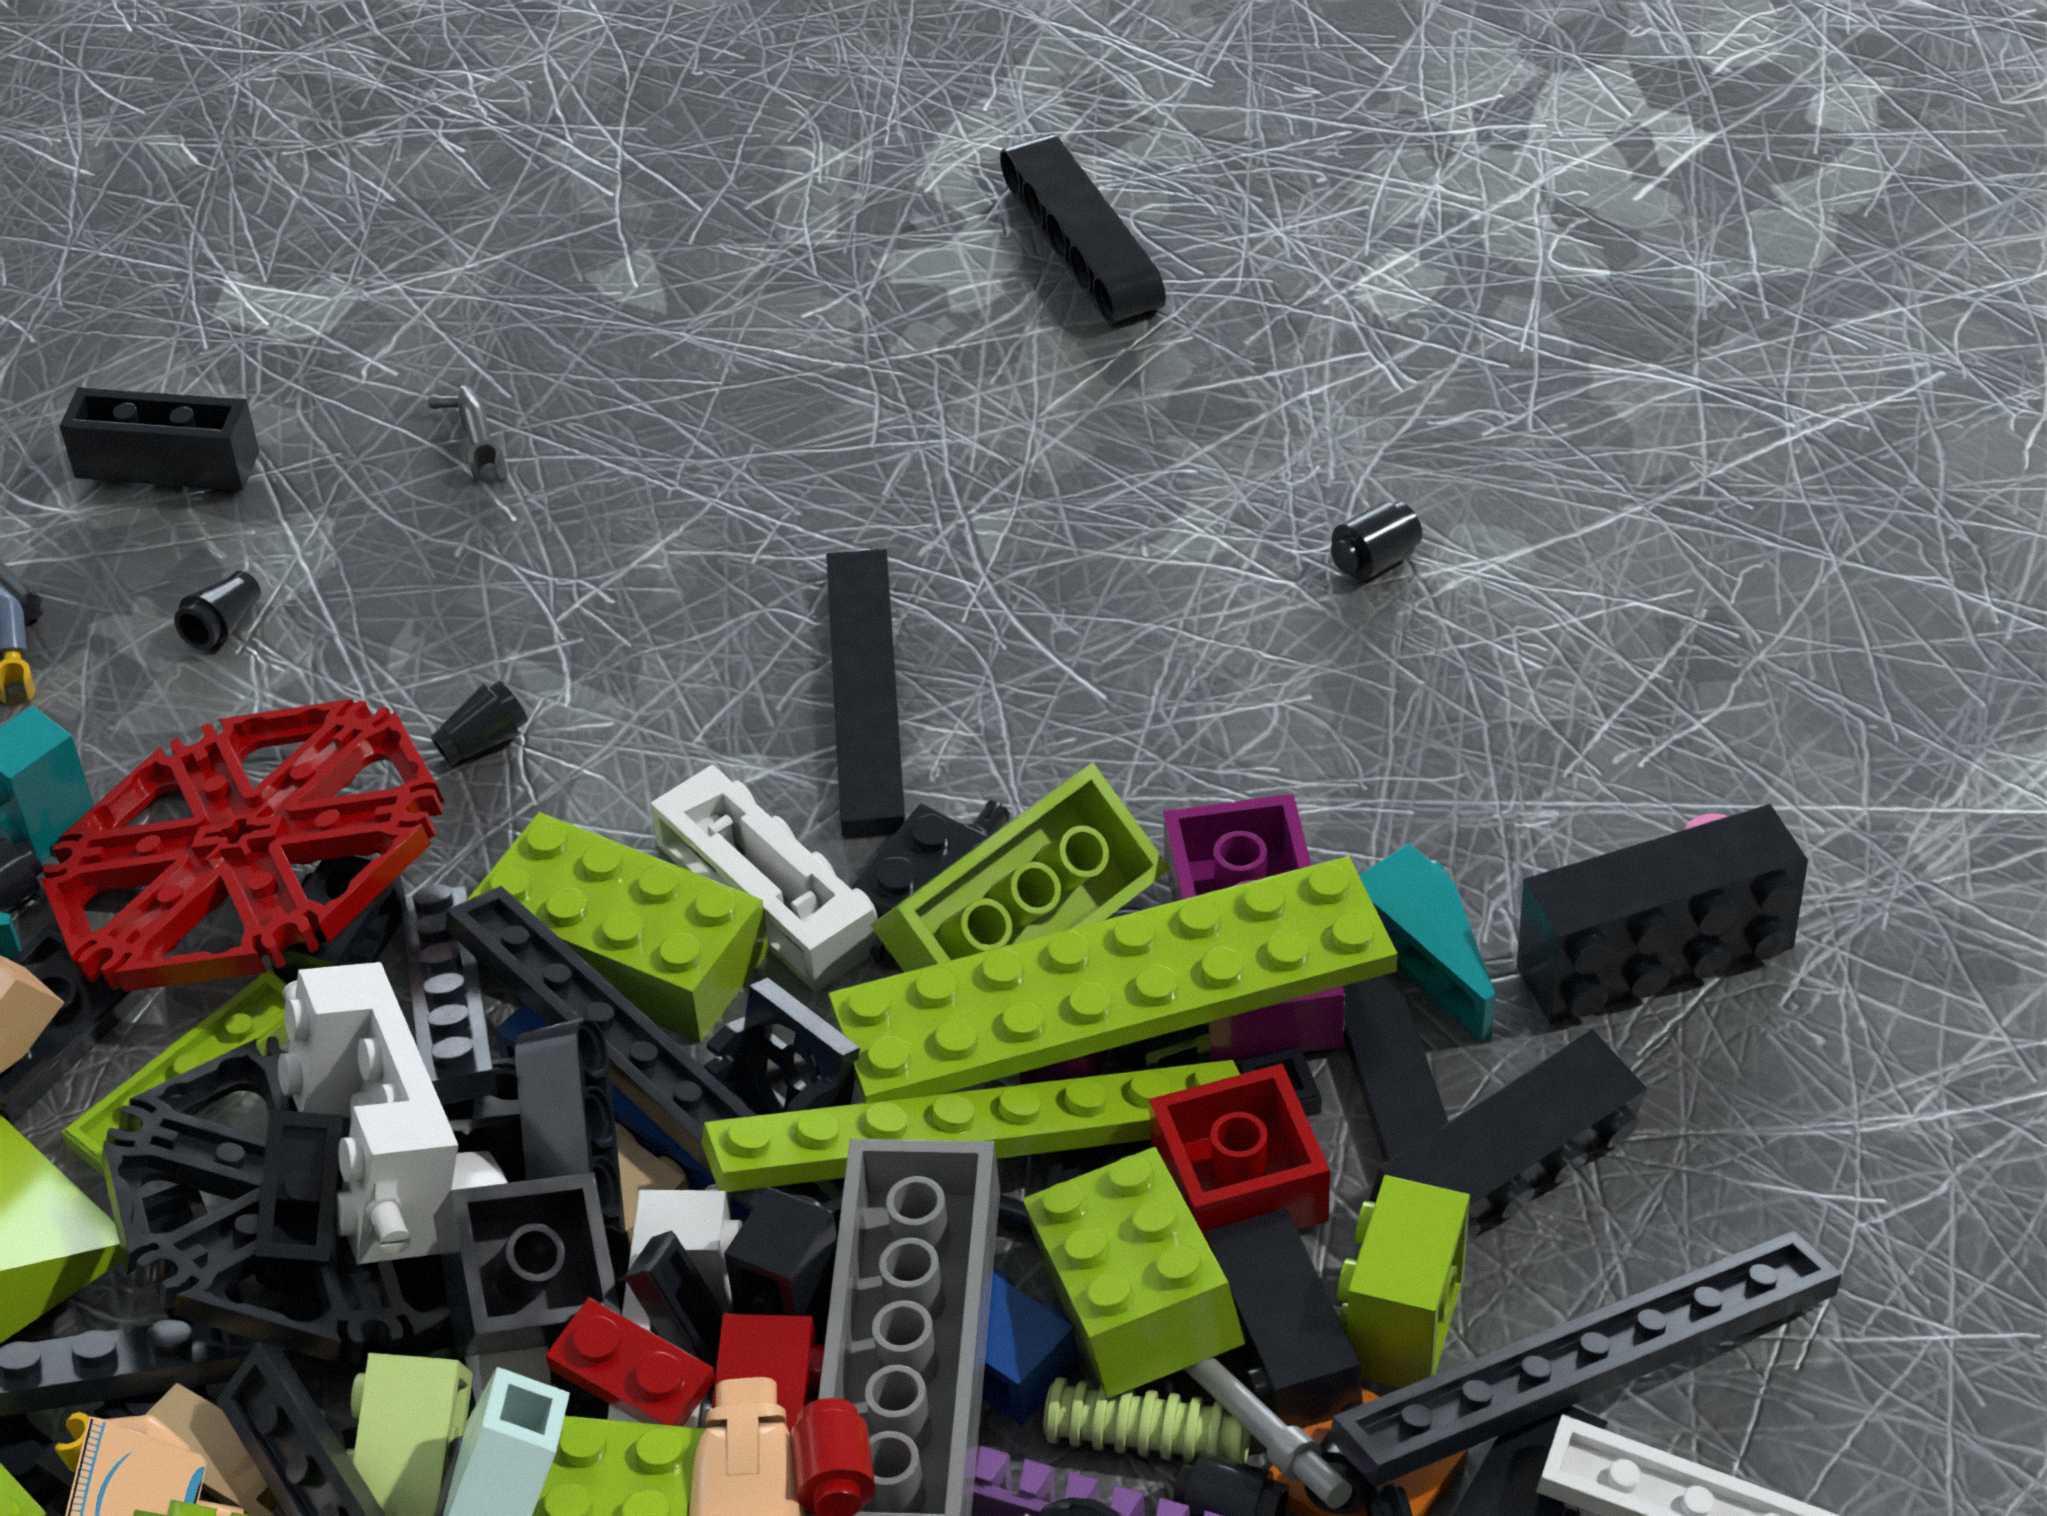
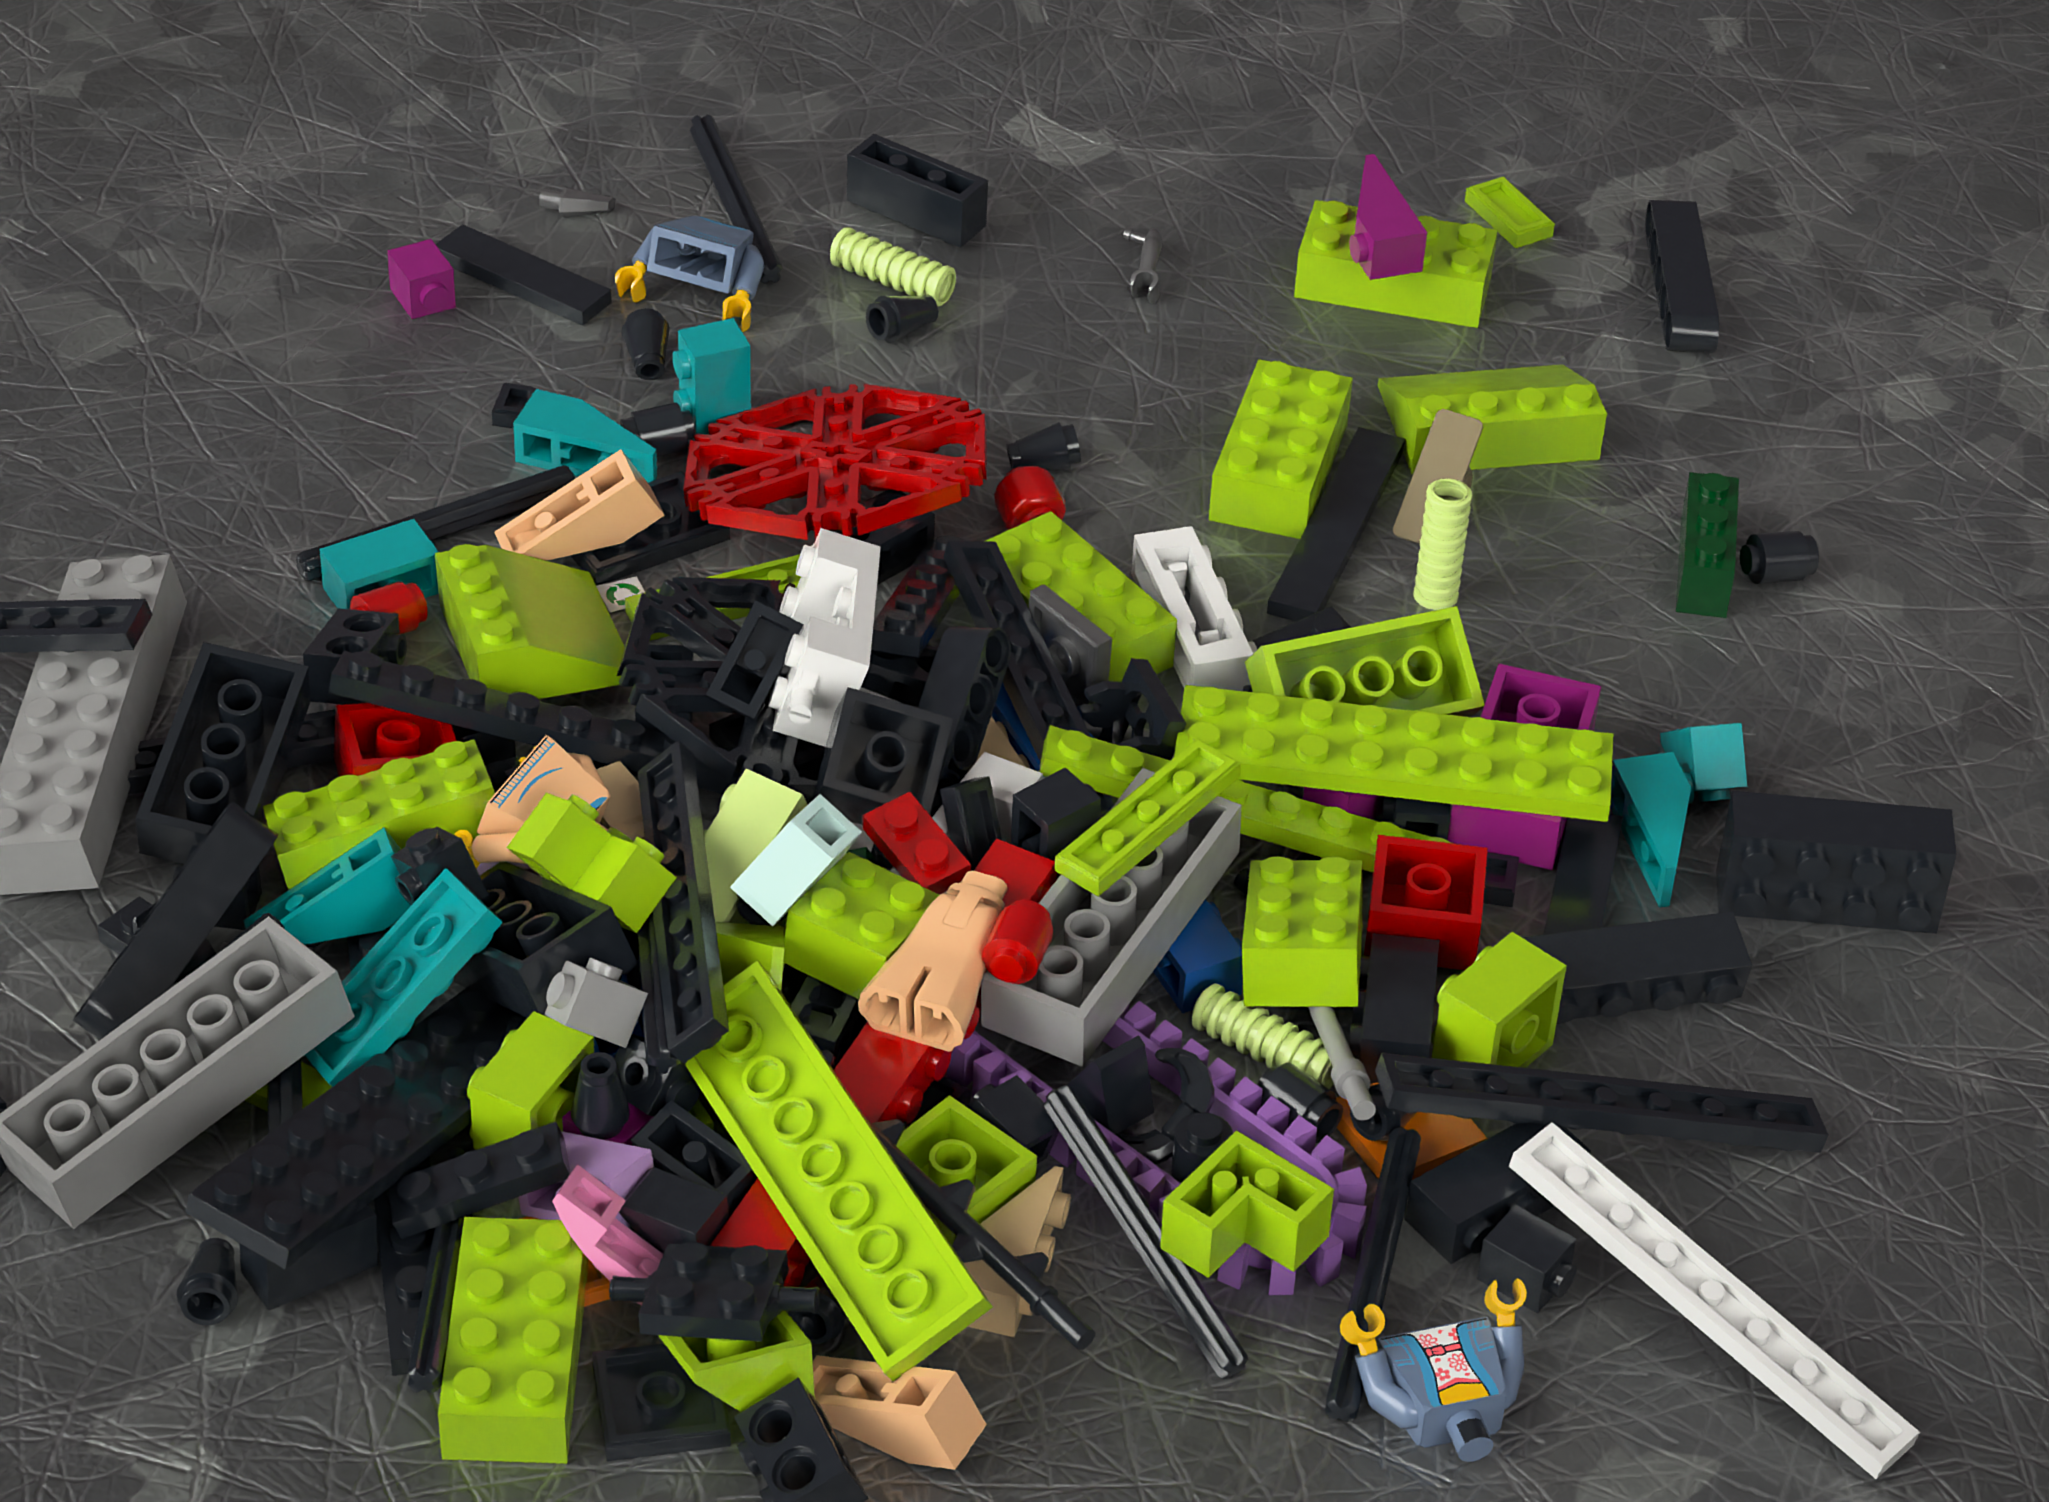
camera: 20 degrees right, 5 degrees down
(46, 1121) = (616, 592): none -> white sticker
(175, 547) = (892, 265): none -> yellowish green piece
(495, 800) = (1027, 494): none -> red head
(662, 984) = (1073, 641): none -> flat silver tile
(748, 299) = (1387, 231): none -> magenta slope
(757, 619) = (1280, 449): none -> lime brick
(763, 329) = (1446, 291): none -> lime brick
(849, 216) = (1509, 212): none -> lime tile
(893, 1210) = (1147, 817): none -> lime tile
(958, 589) = (1444, 456): none -> dark tan piece
(969, 480) = (1524, 411): none -> lime slope
(1016, 676) = (1442, 544): none -> yellowish green piece
(1294, 556) = (1707, 545): none -> dark green brick
(1444, 825) = (1711, 757): none -> teal slope

